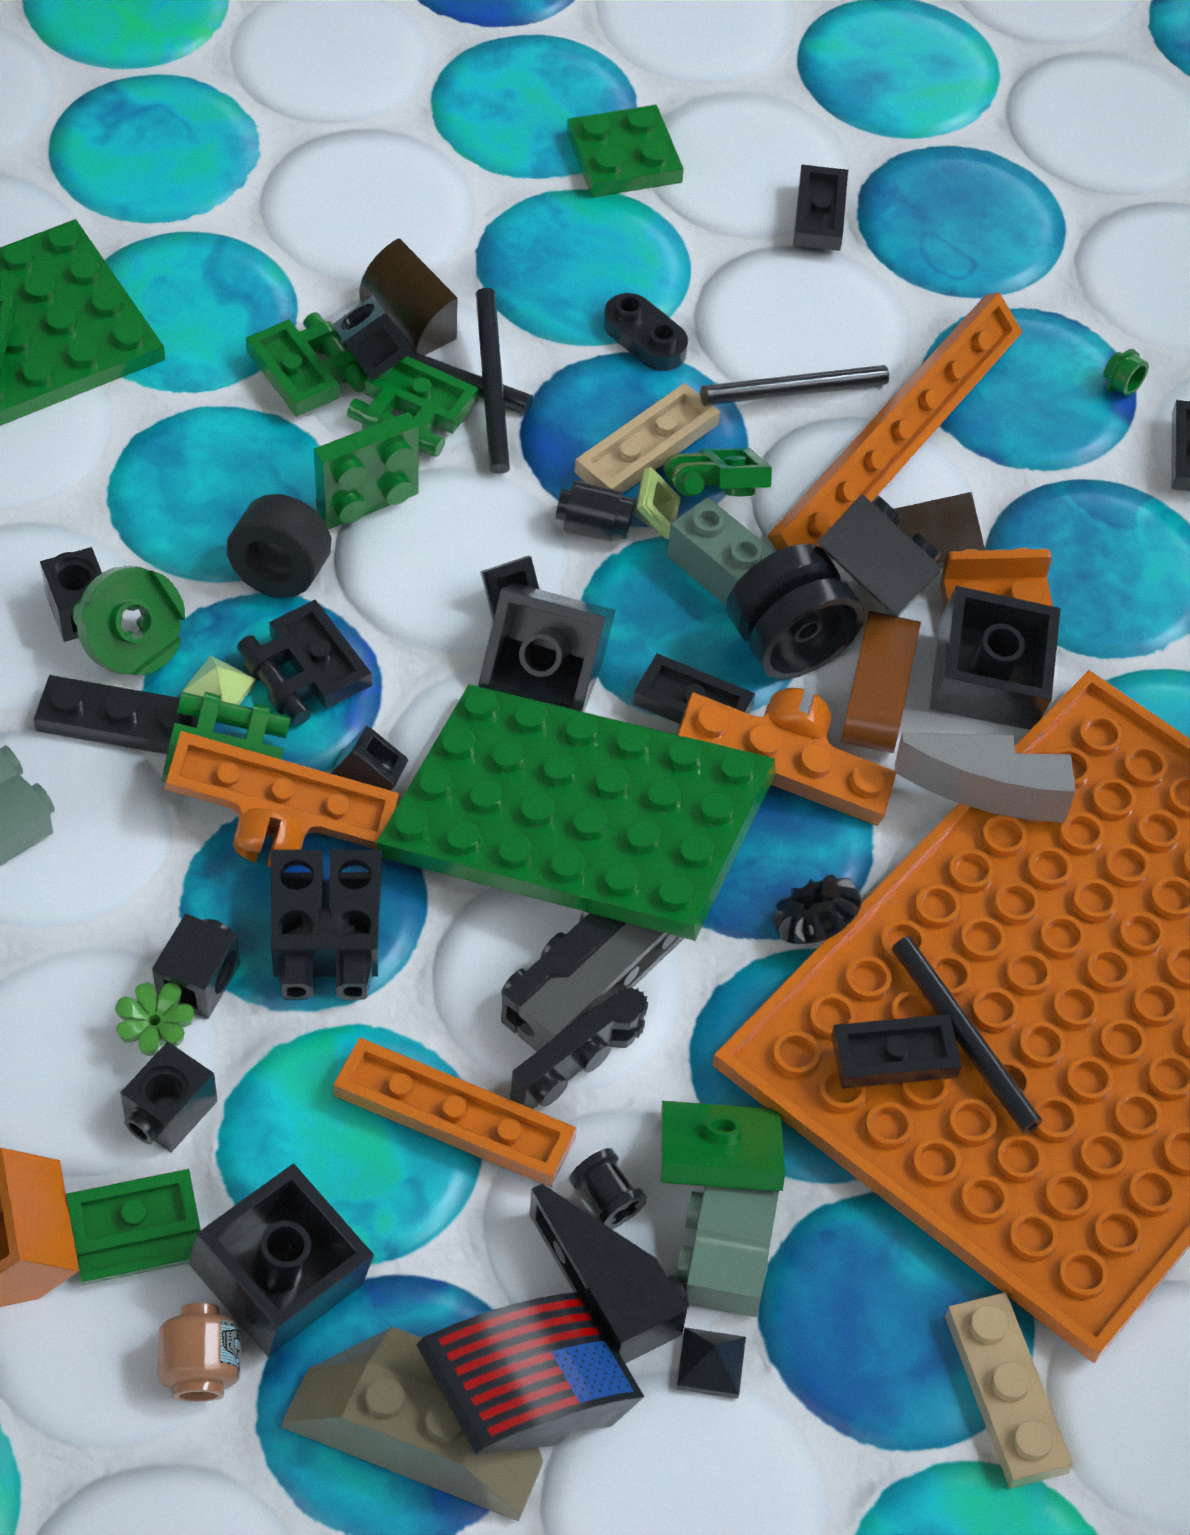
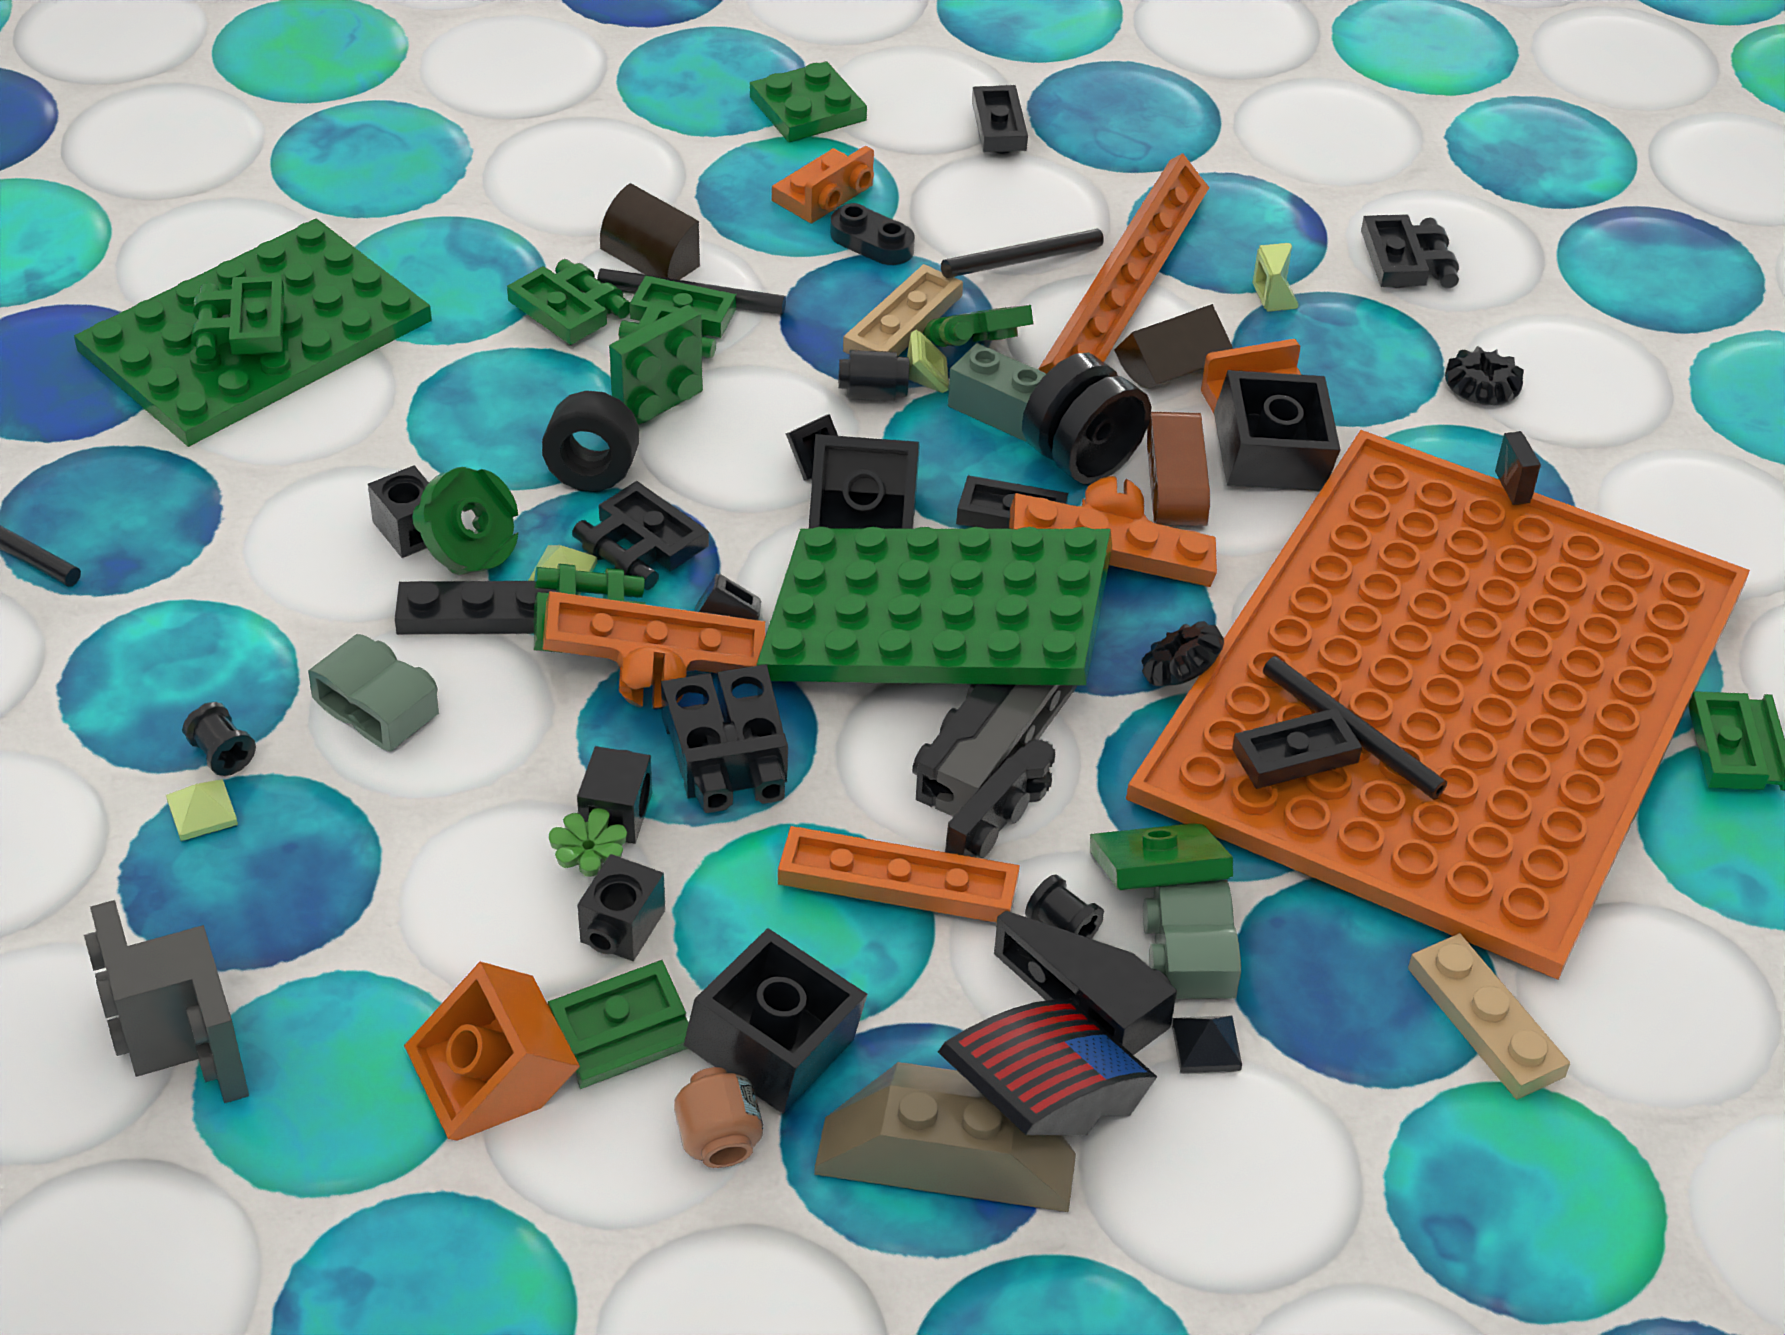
camera: 10 degrees left, 10 degrees down
(372, 338) = (629, 263): black brick -> none
(492, 381) = (747, 288): black bar -> none
(612, 259) = (825, 183): none -> orange bracket
(881, 554) = (1155, 354): black brick -> none
(989, 774) = (1303, 516): light grey slope -> none
(1056, 461) = (1271, 277): none -> yellowish green slope
(1125, 372) = (1310, 204): green plate -> none

